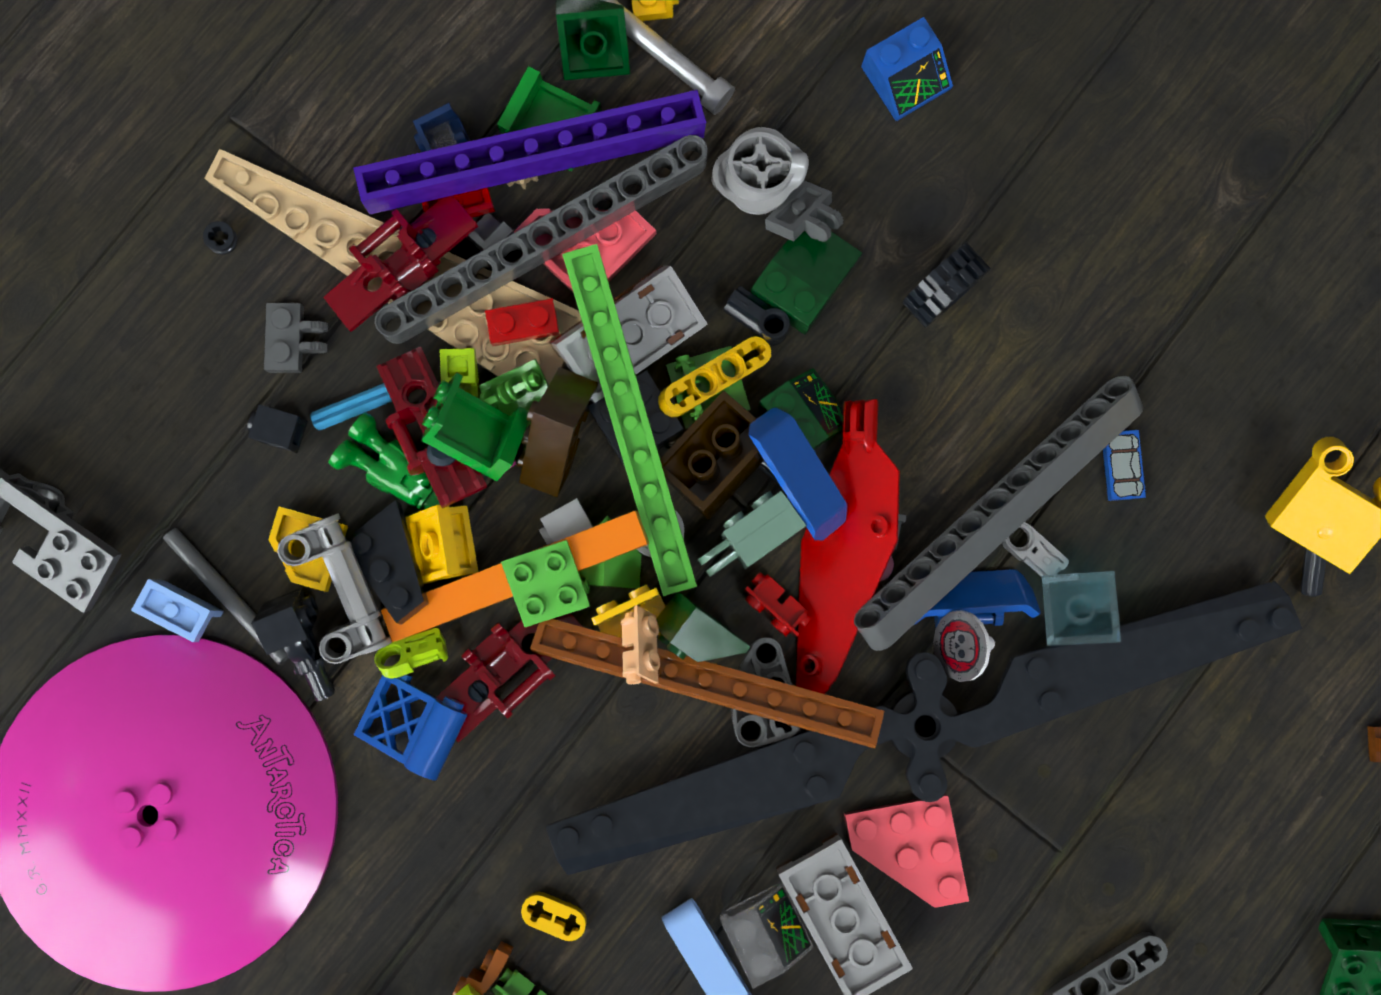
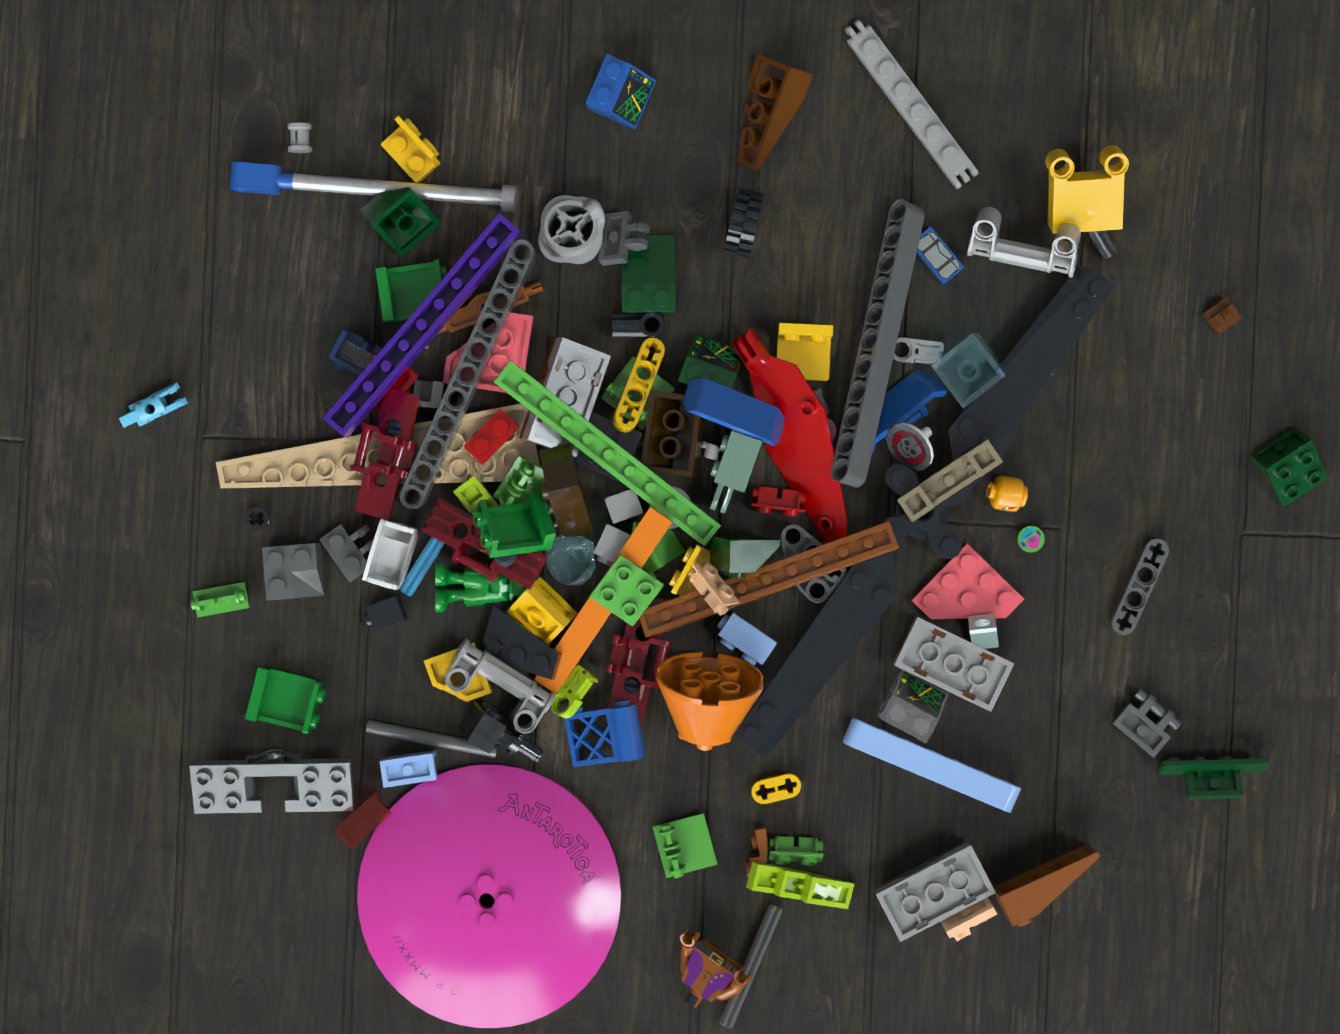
camera: 30 degrees left, 5 degrees up
(84, 631) = (363, 821): none -> clear red panel
(105, 443) = (286, 699): none -> green panel
(117, 292) = (220, 599): none -> bright green hinge
(198, 50) = (141, 412): none -> medium azure hinge
(213, 315) = (293, 571): none -> dark grey slope
(324, 367) = (390, 554): none -> white piece
(410, 909) = (685, 845): none -> bright green hinge
(511, 509) = (571, 560): none -> clear light blue hair
(551, 762) = (708, 695): none -> orange cone
(578, 182) = (469, 314): none -> dark orange piece
(608, 493) = (623, 506): none -> light grey panel
(638, 727) = (746, 637): none -> light blue brick
(742, 502) = (712, 451): none -> white hand
(902, 904) = (983, 630): none -> light aqua bracket
(923, 462) = (807, 348): none -> yellow bracket
(983, 713) = (949, 480): none -> dark tan slope
(1019, 839) = (1030, 539): none -> tile
(1029, 771) = (1007, 493): none -> light orange head
(1069, 182) = (773, 101): none -> reddish brown wedge
(1201, 292) = (910, 103): none -> light grey hinge
(1261, 558) = (1060, 258): none -> light grey piece

